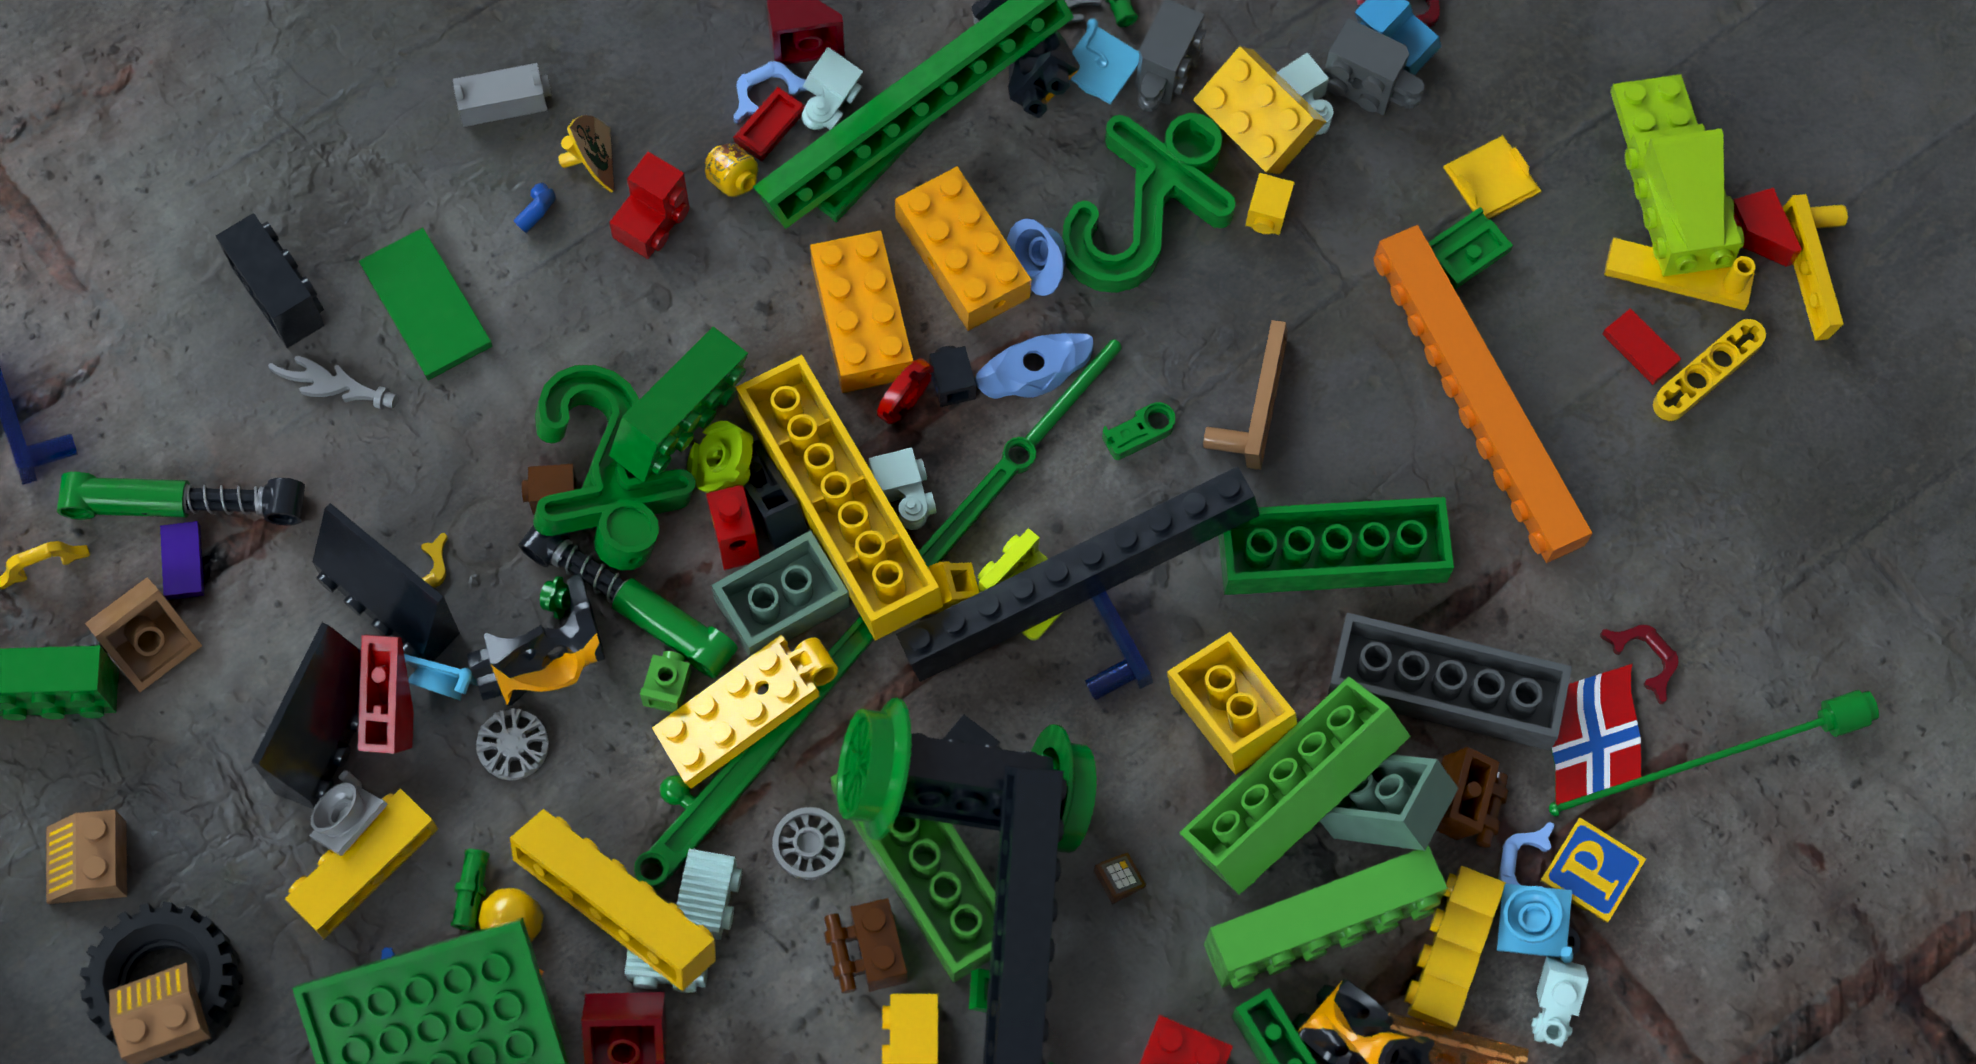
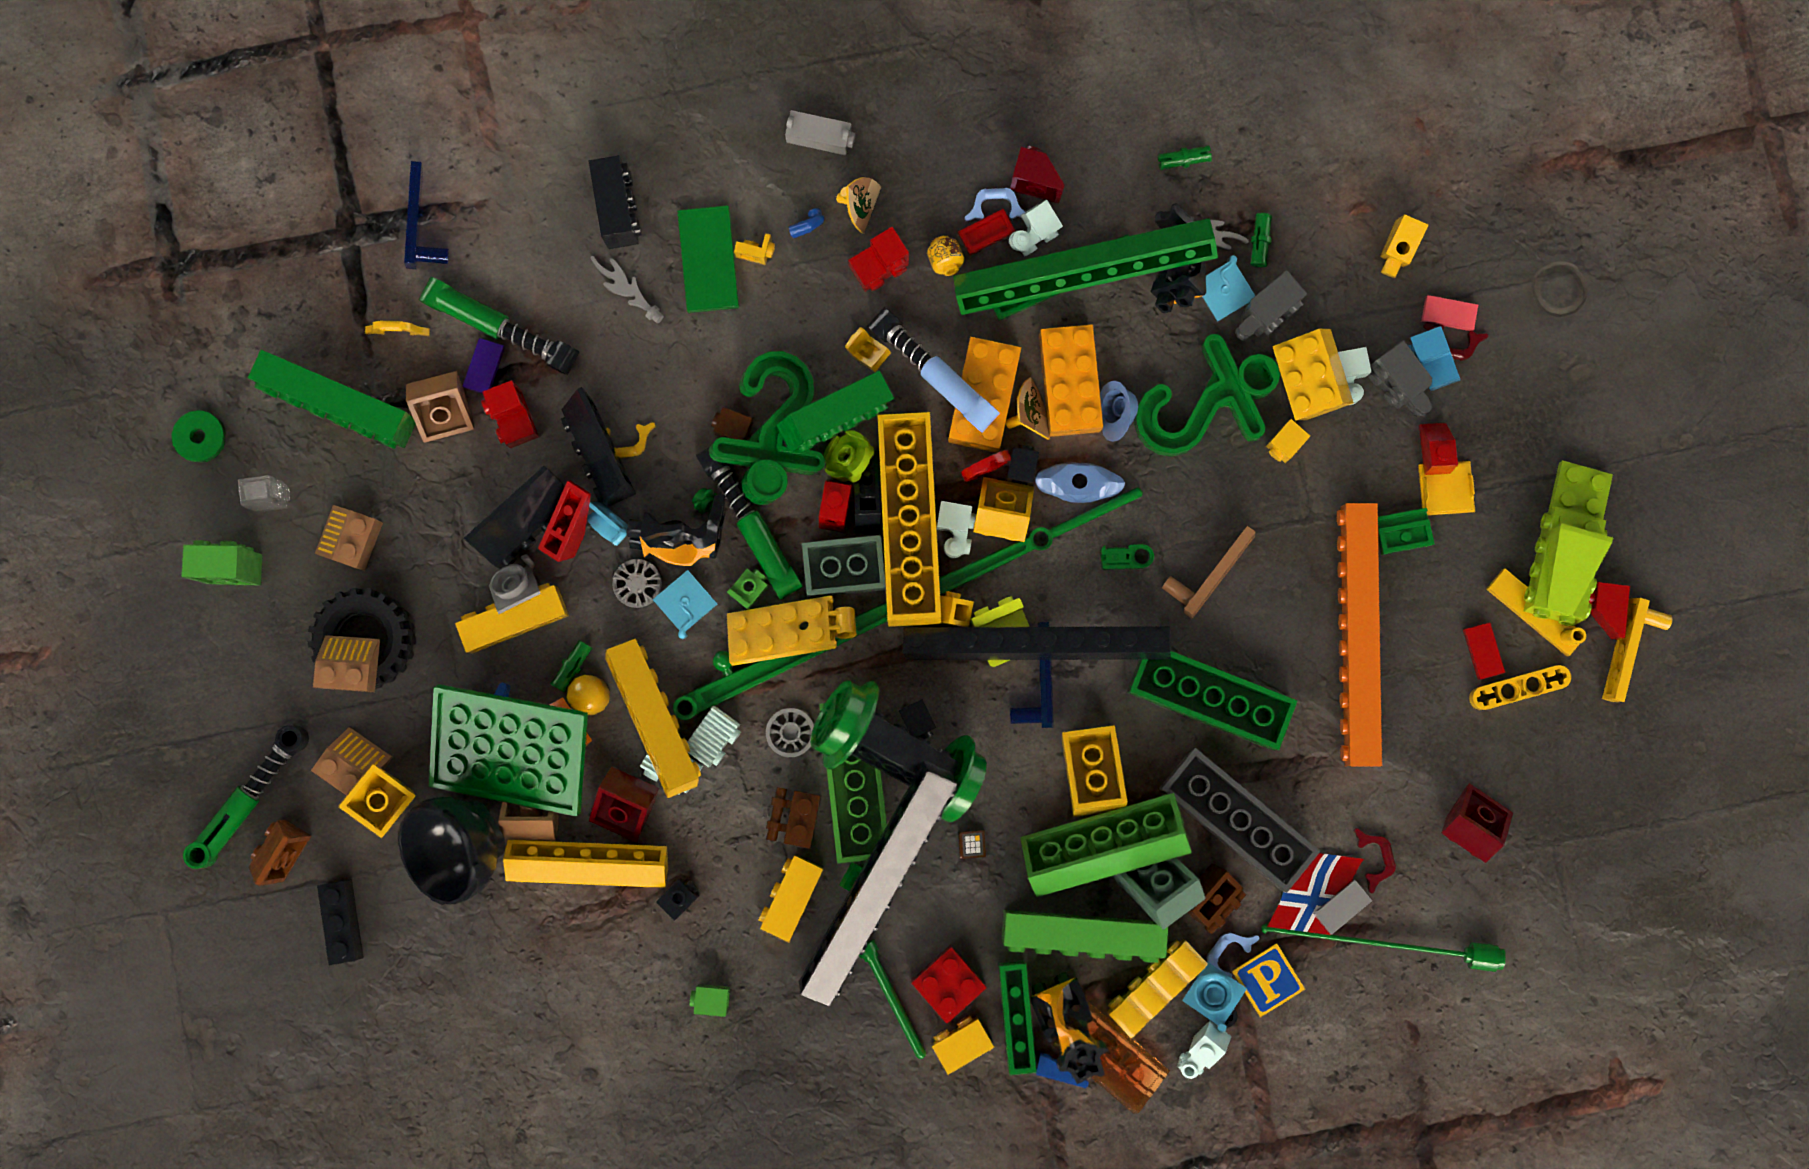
camera: 25 degrees right, 15 degrees up
(238, 592) = (510, 410): none -> red brick
(482, 269) = (750, 251): none -> yellow bracket
(589, 737) = (685, 602): none -> medium azure hat
(683, 322) = (867, 349): none -> yellow bracket
(859, 318) = (935, 371): none -> light blue piece
(927, 305) = (1030, 410): none -> shield
(955, 439) = (1004, 509): none -> yellow slope
(1458, 135) = (1438, 449): none -> red slope
(1637, 733) = (1342, 907): none -> light grey tile
(1748, 554) = (1478, 823): none -> dark red slope

